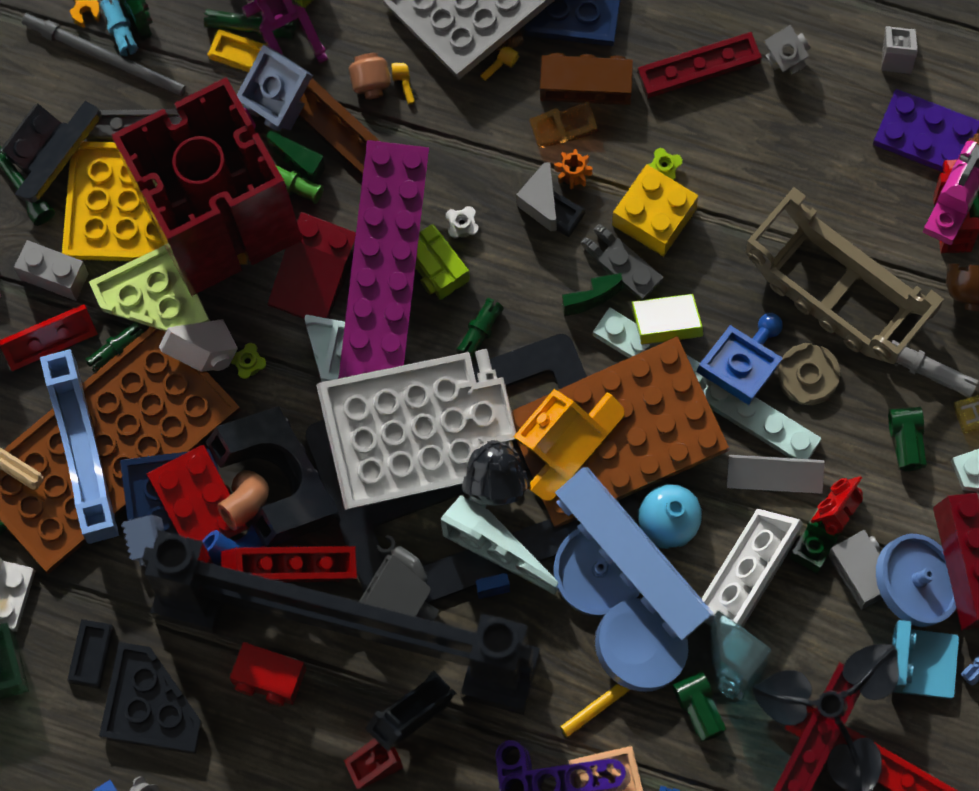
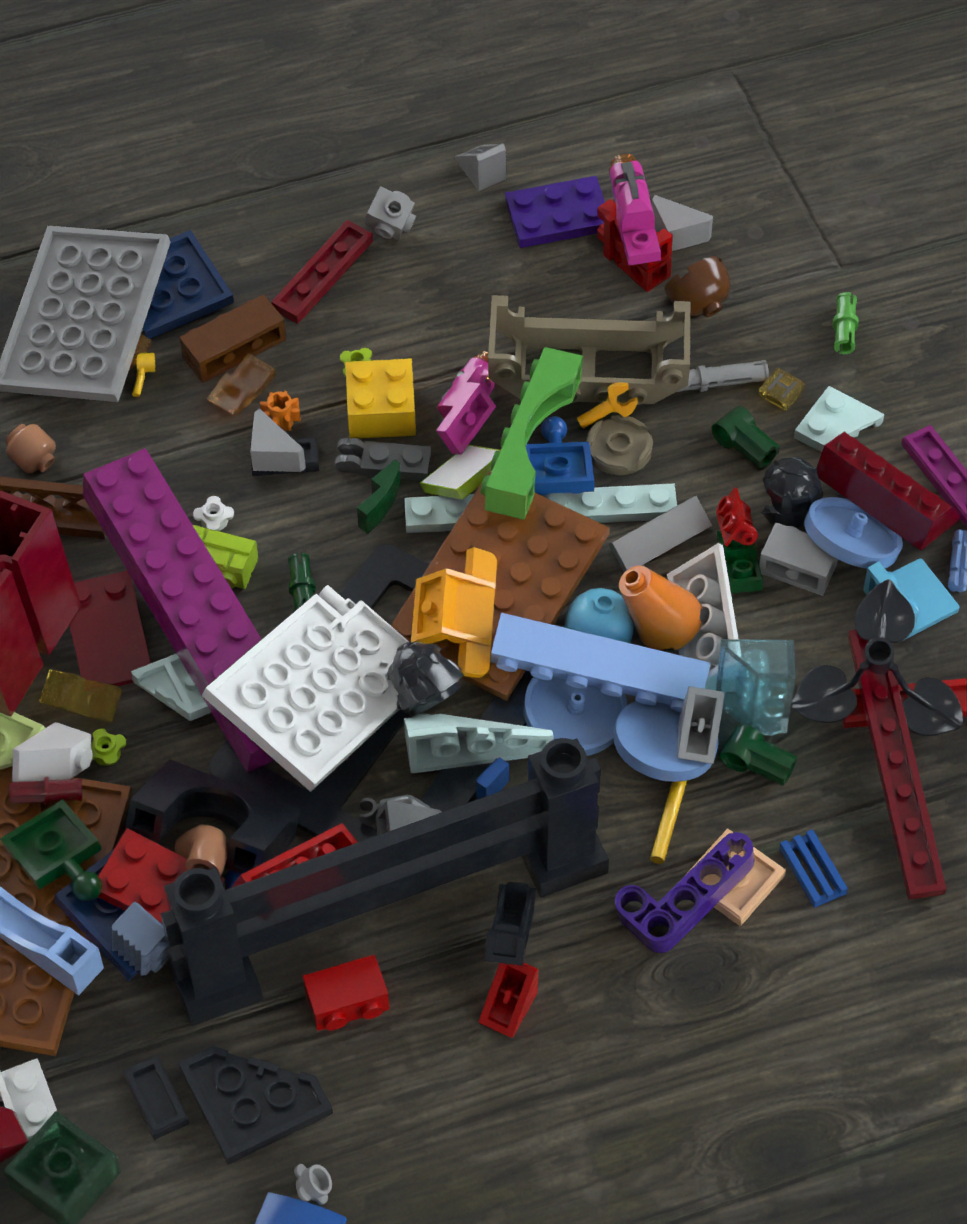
camera: 40 degrees left, 15 degrees down
(147, 420) = (54, 846): none -> dark green plate
(176, 371) = (45, 791): none -> dark red axle
(260, 307) = (80, 695): none -> clear yellow slope
(401, 72) = (58, 431): yellow hand -> none
(665, 658) = (699, 724): none -> light grey slope
(714, 261) = (466, 404): none -> dark pink plate
(717, 541) = (660, 609): none -> orange cone
(781, 296) = (512, 478): none -> bright green arch
(826, 338) = (609, 406): none -> light orange bar
(901, 511) = (793, 489): none -> black helmet

